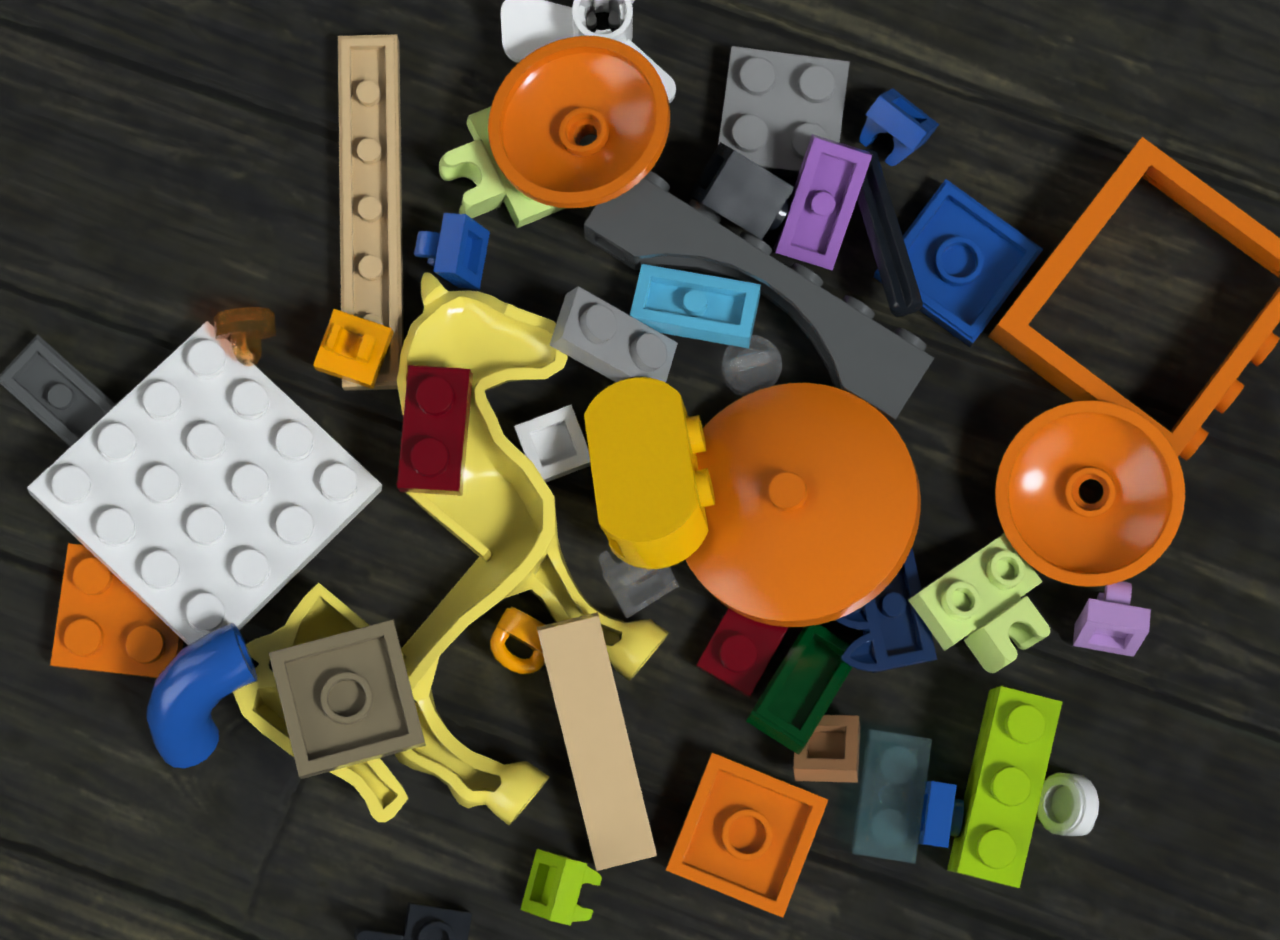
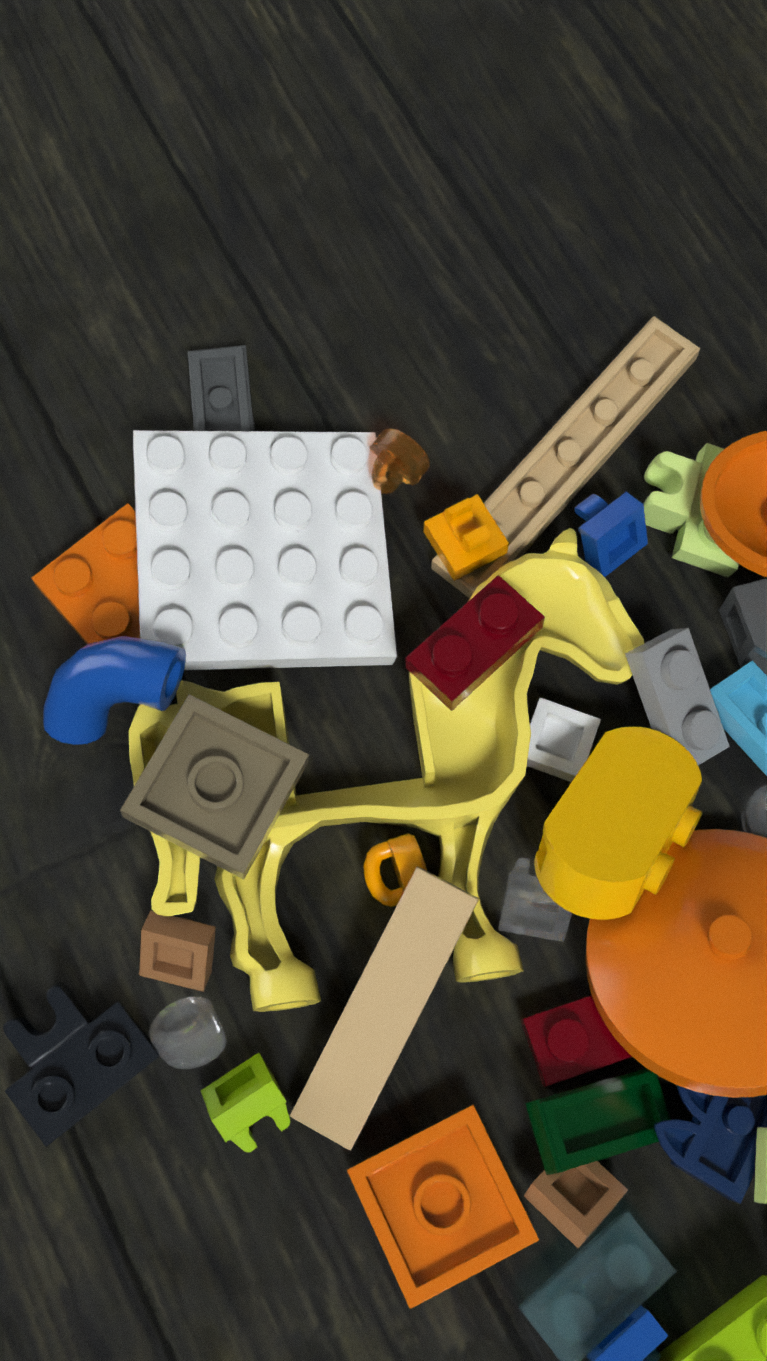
camera: 45 degrees right, 10 degrees down
(419, 833) = (177, 951): none -> medium nougat plate
(477, 880) = (188, 1033): none -> clear tile

